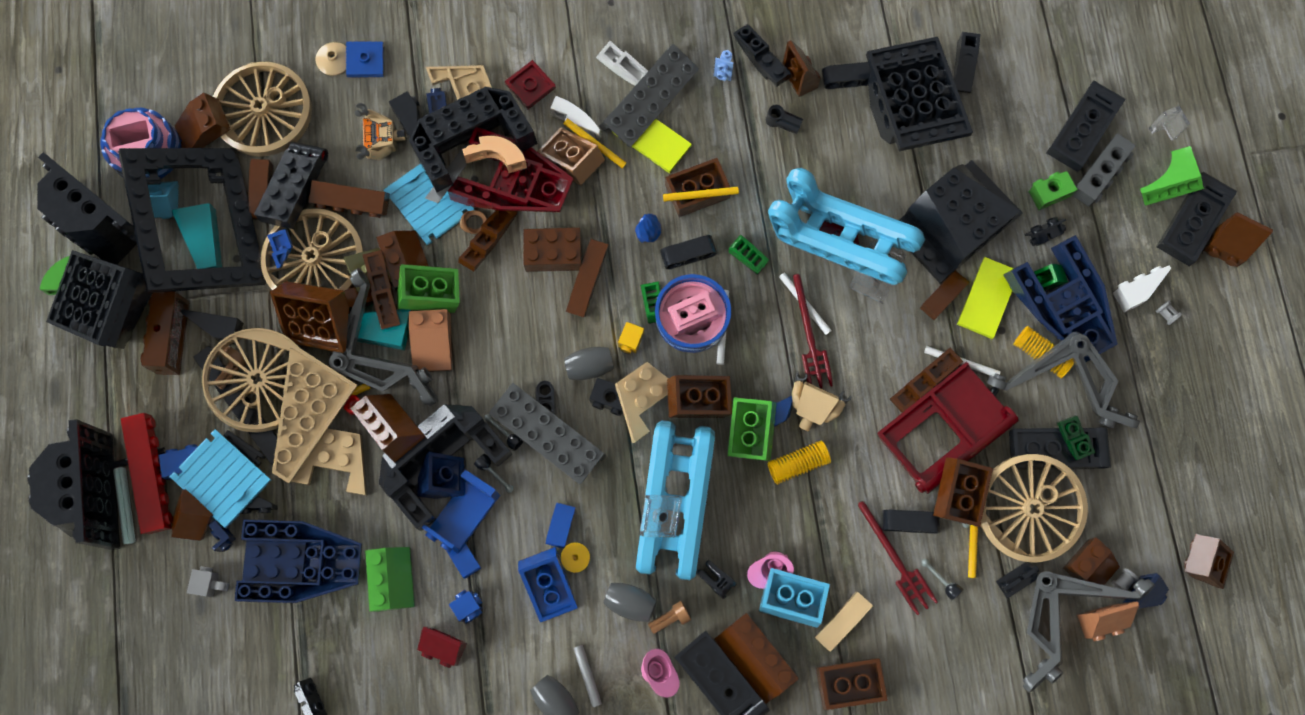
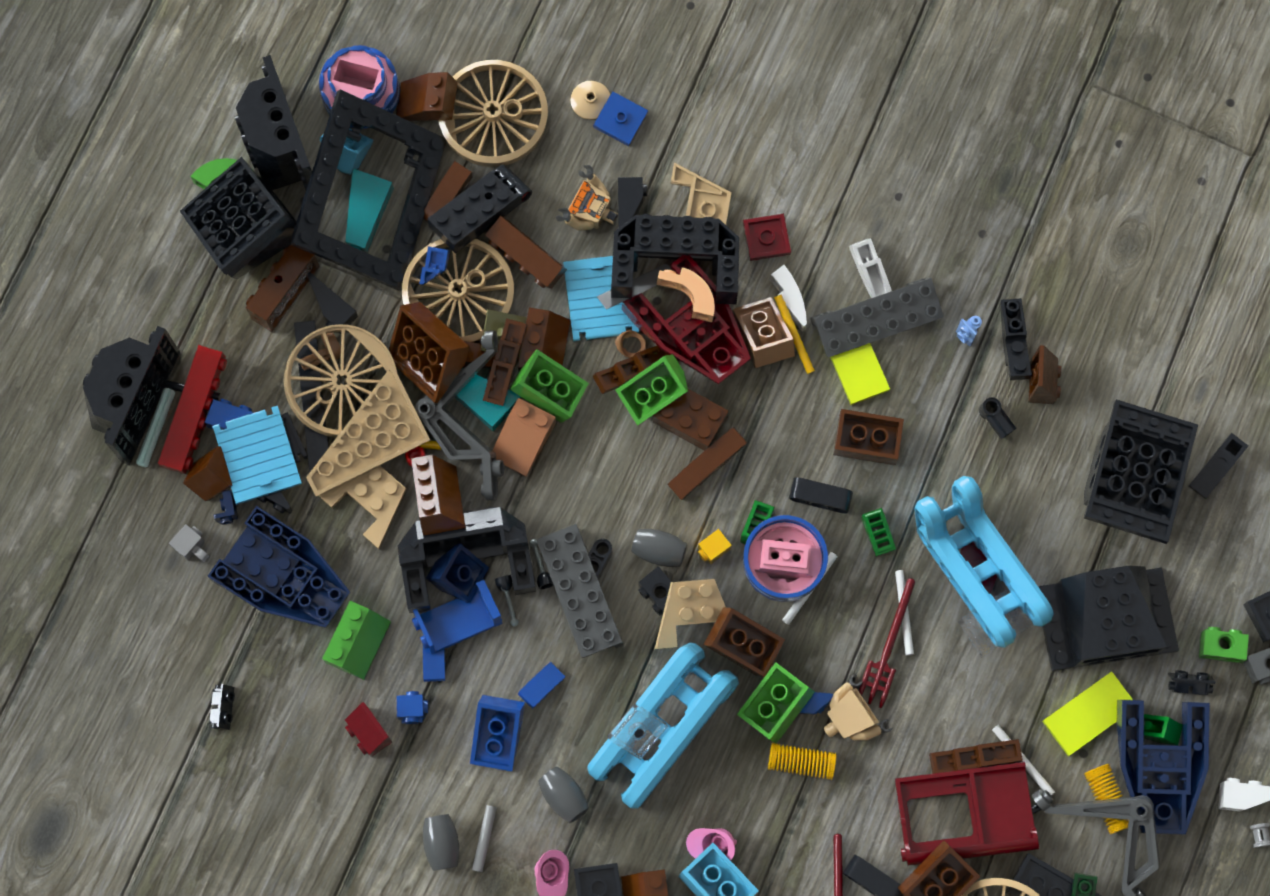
camera: 30 degrees right, 0 degrees up
(436, 99) = (665, 202): dark blue bracket -> none
(511, 243) = (653, 388): none -> bright green slope
(575, 557) = (537, 723): yellow piece -> none
(648, 228) = (795, 450): blue piece -> none
(677, 613) = (602, 832): medium nougat piece -> none
(700, 194) = (864, 446): yellow piece -> none
(717, 585) = (659, 831): black piece -> none
(846, 75) = (1086, 408): black beam -> none
(944, 295) = (1047, 685): reddish brown slope -> none

